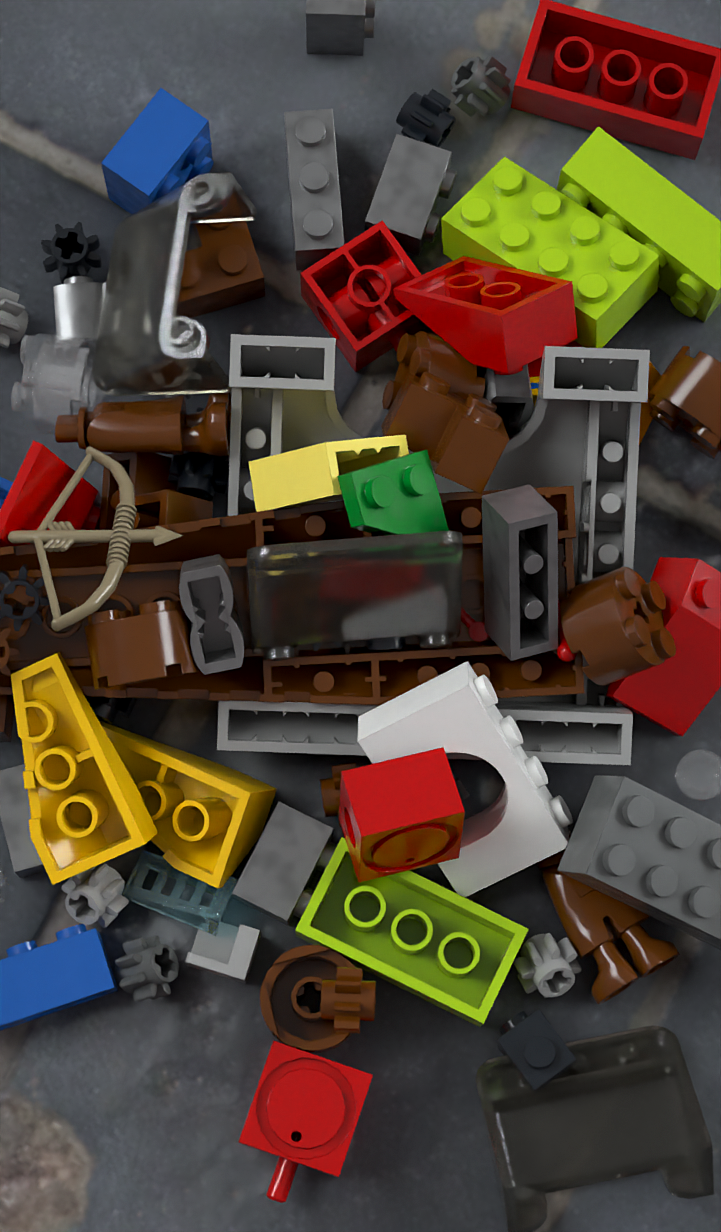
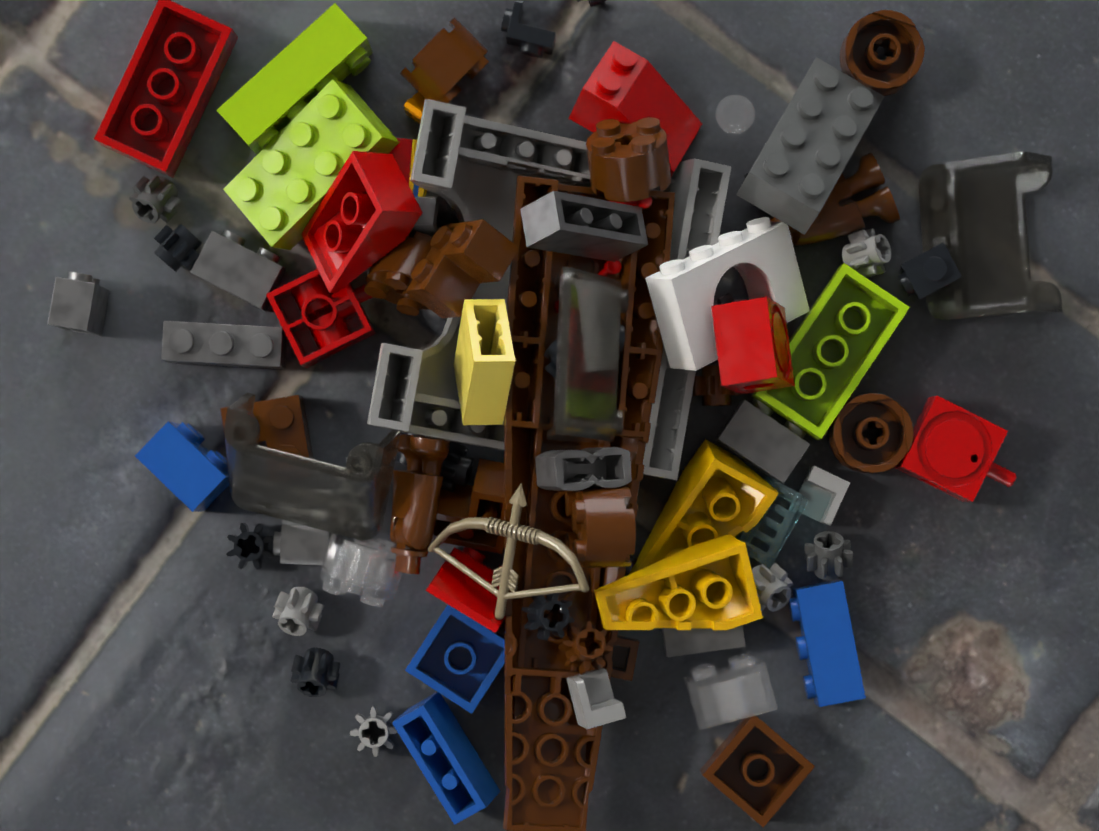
camera: 80 degrees left, 10 degrees up
(348, 1000) = (884, 405): reddish brown gear -> none
(394, 496) = (518, 312): green wing -> none

